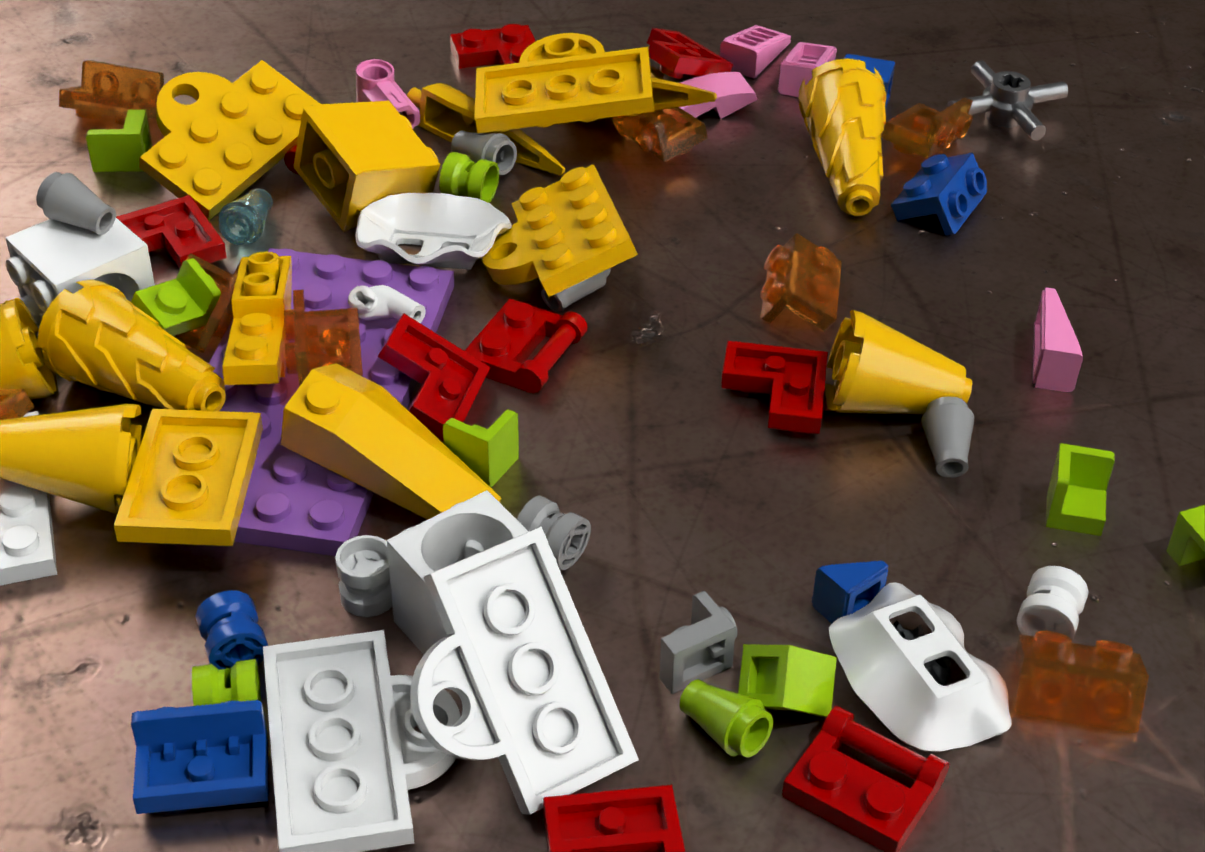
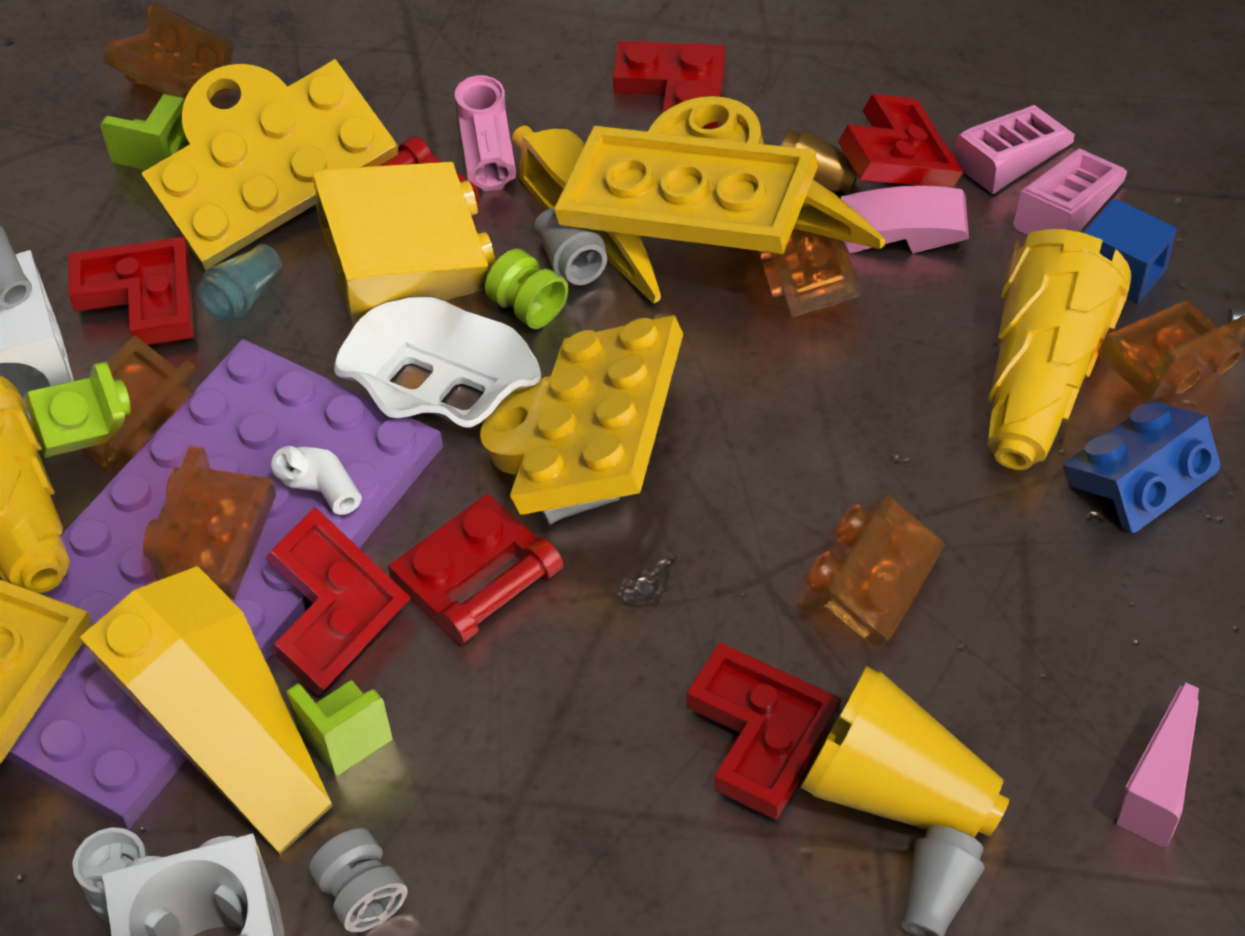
camera: 25 degrees right, 10 degrees up
(258, 328) = (180, 414): yellow slope -> none

